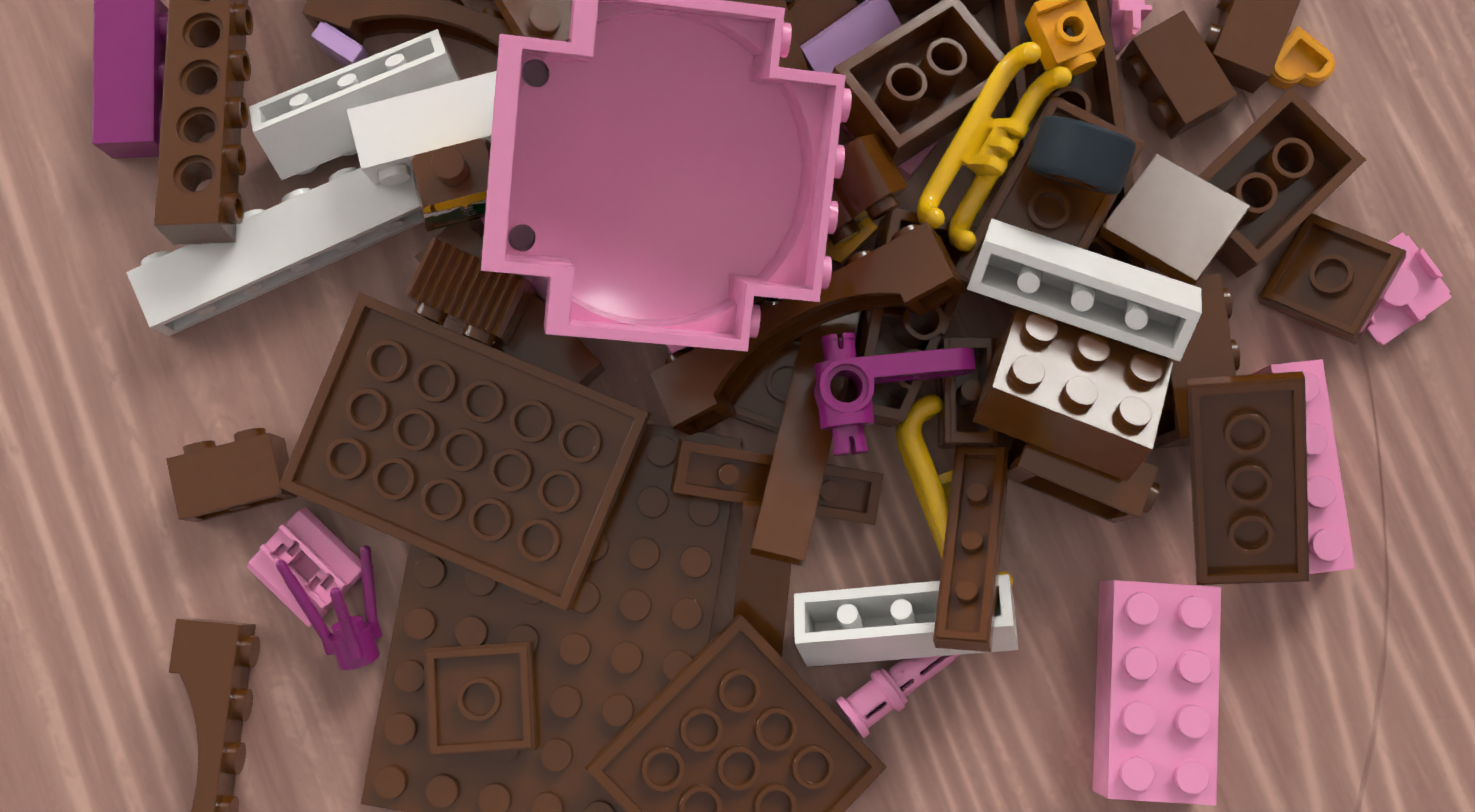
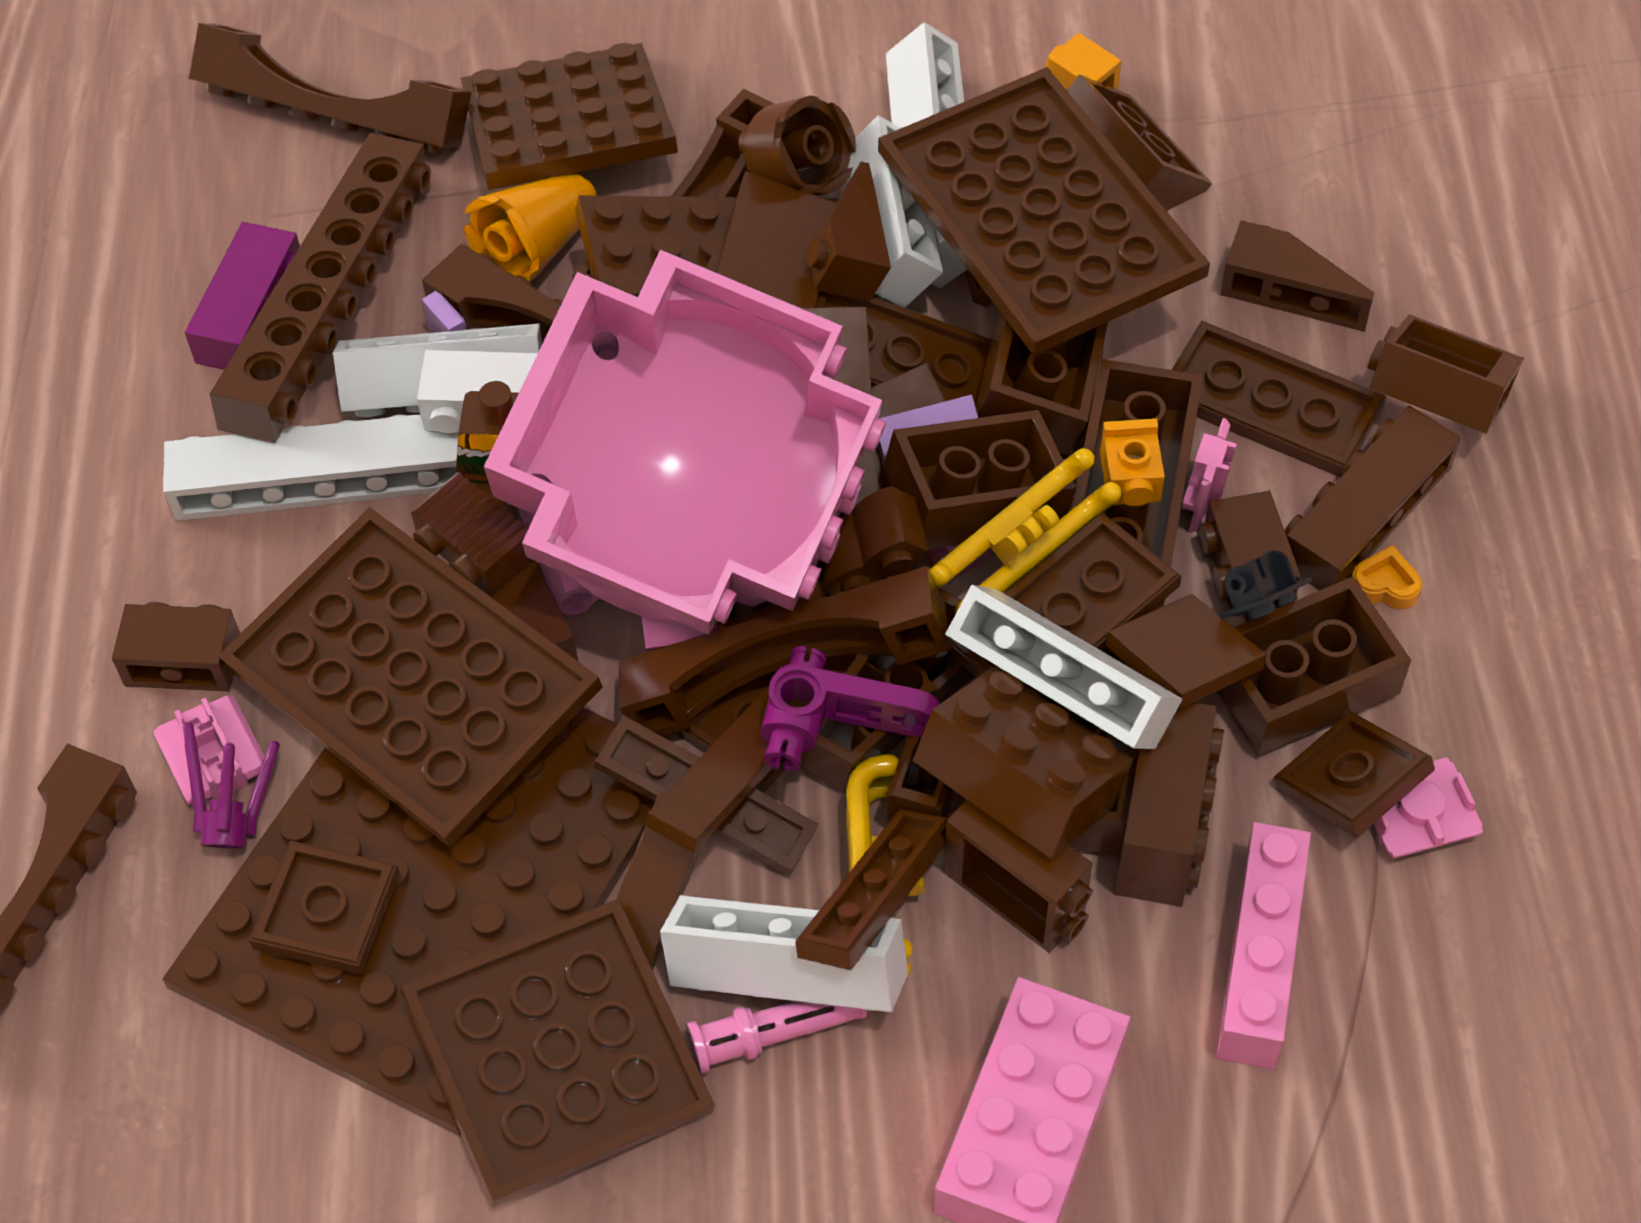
camera: 20 degrees right, 25 degrees down
(1081, 154) = (1101, 553): black wheel -> none
(1222, 129) = (1262, 585): none -> black hinge
(1249, 478) = (1182, 901): reddish brown tile -> none

